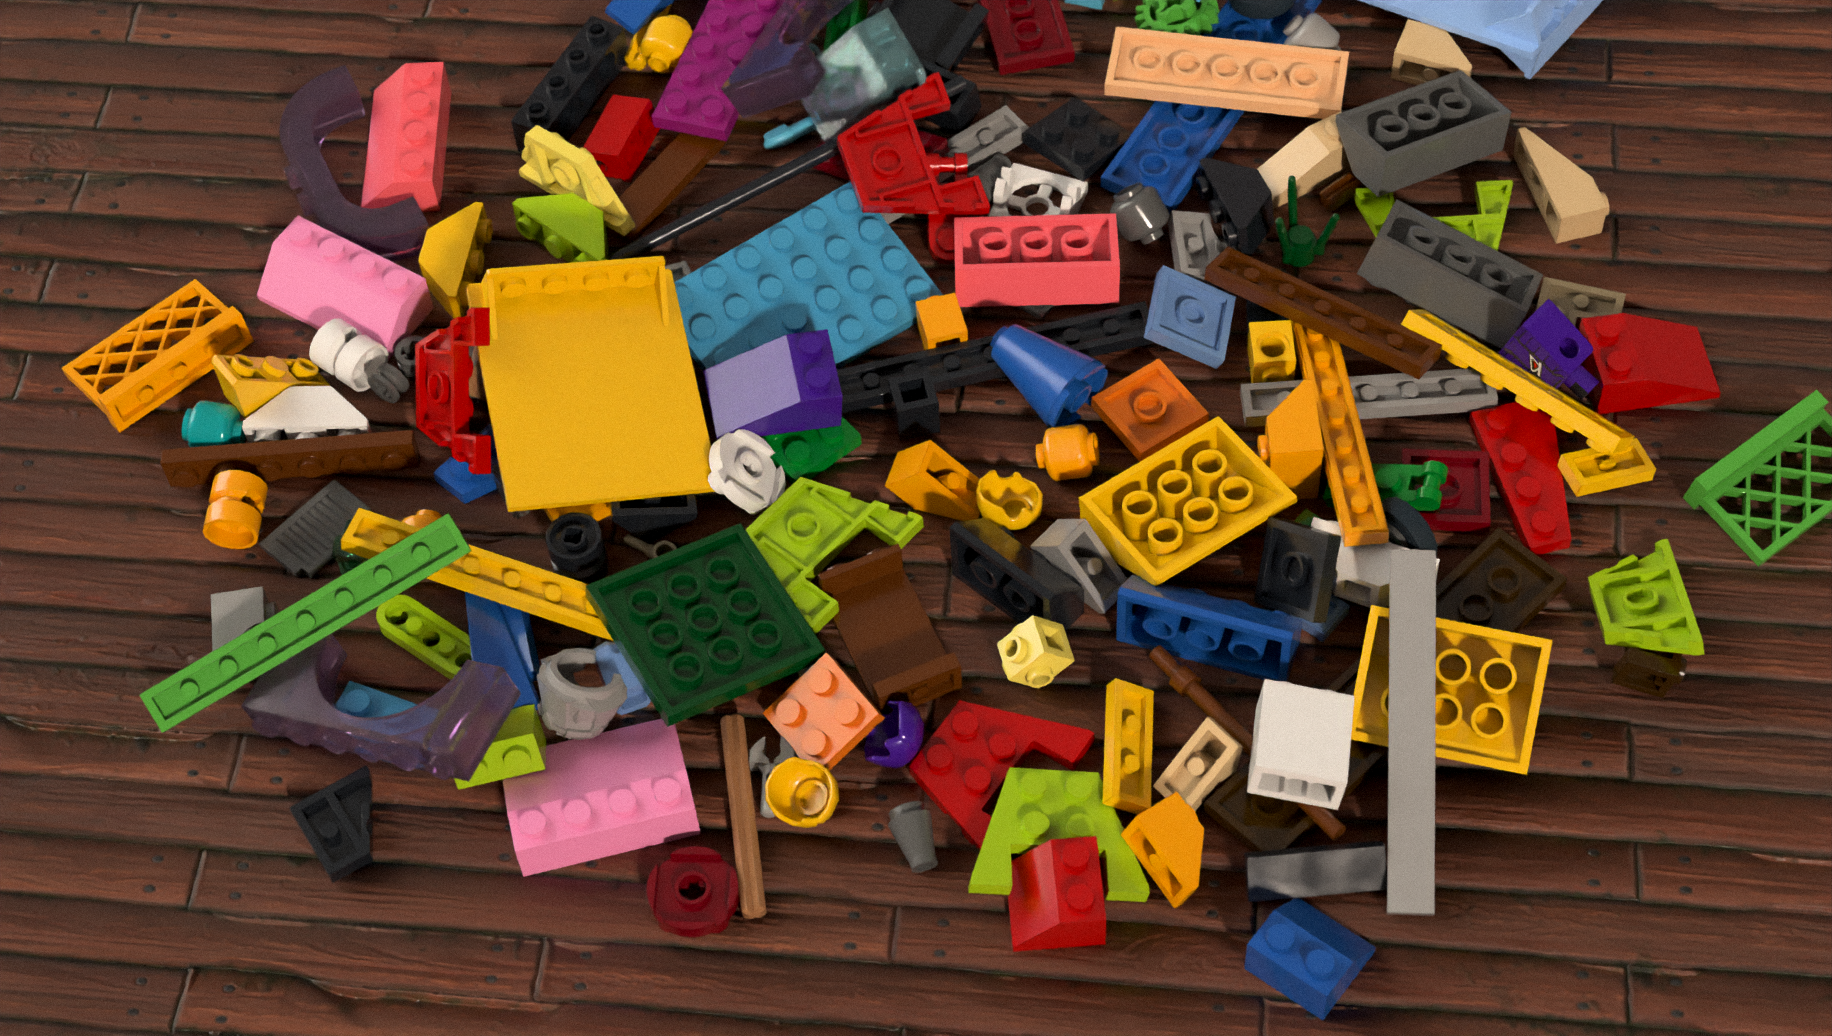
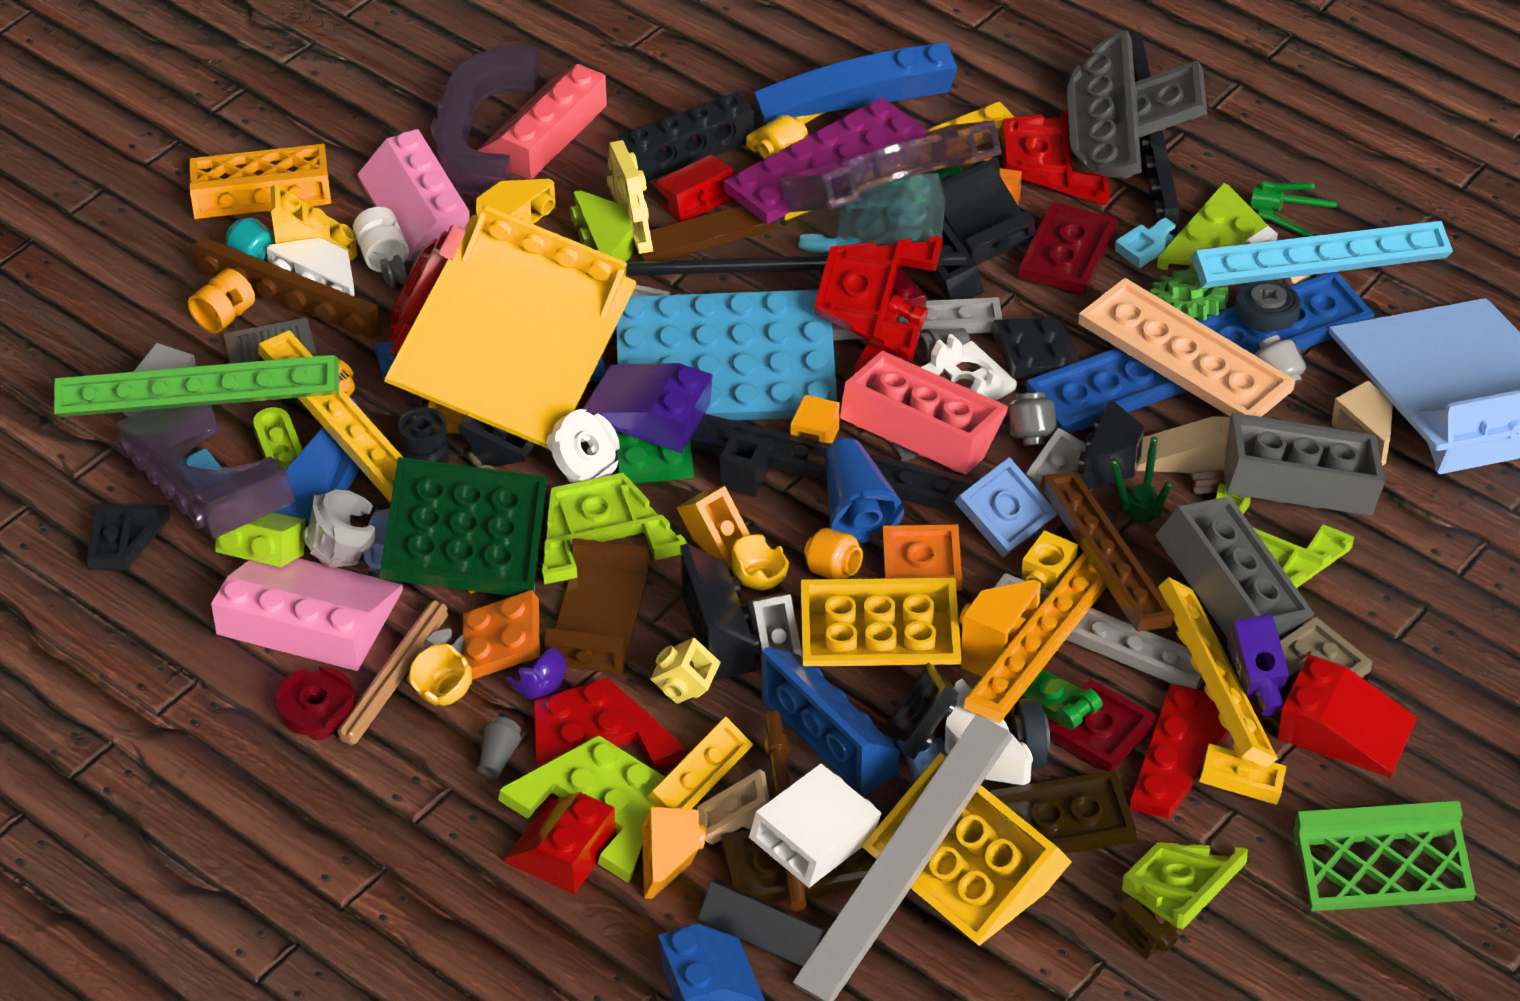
camera: 30 degrees right, 10 degrees down
(1560, 188) = (1390, 566): tan slope -> none

